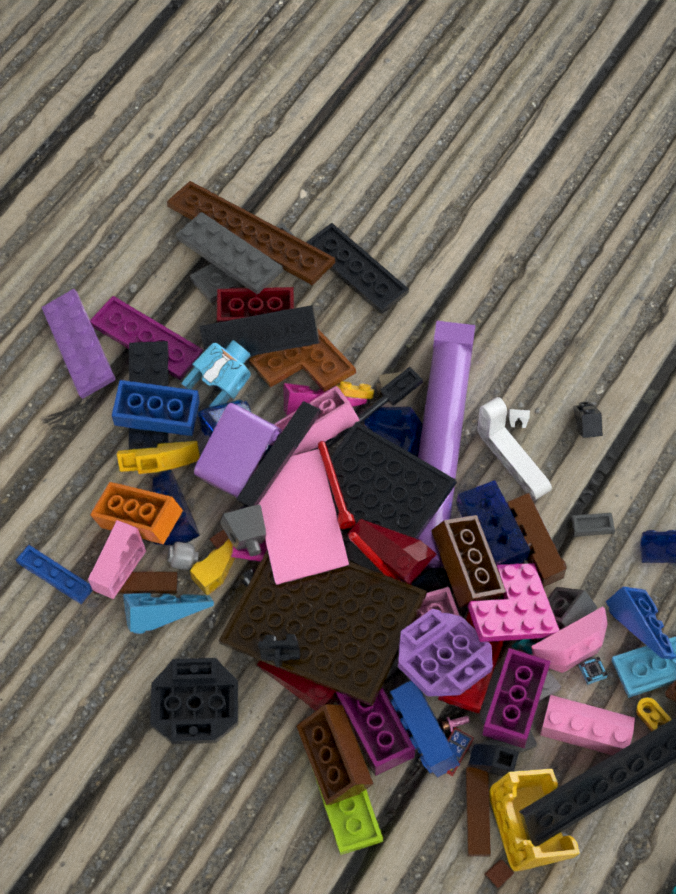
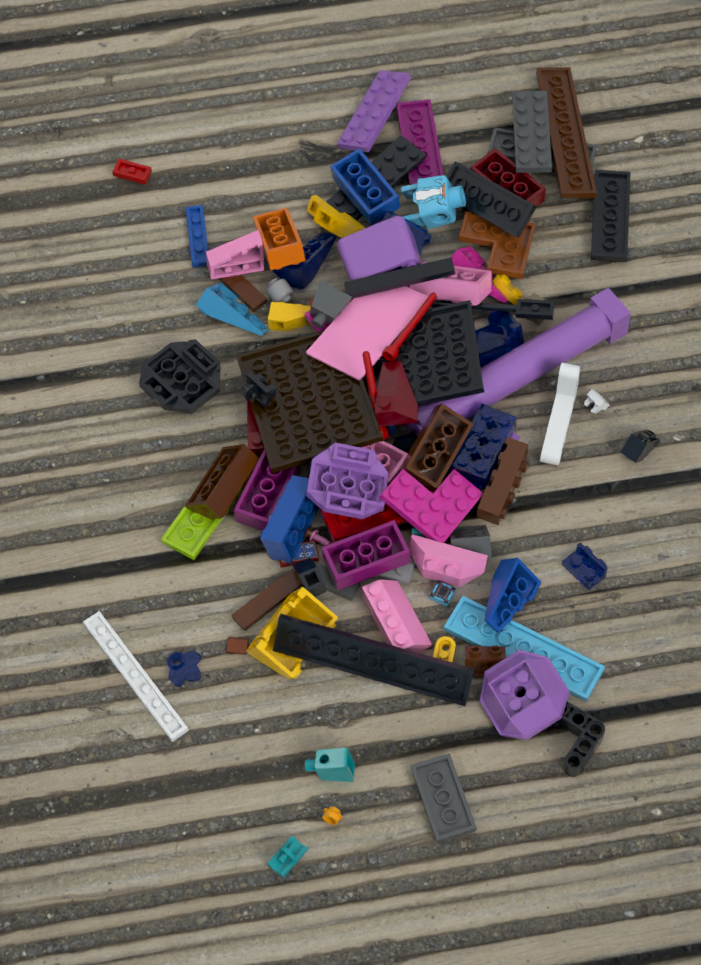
camera: 50 degrees right, 0 degrees up
(592, 524) = (559, 511): dark grey tile -> none

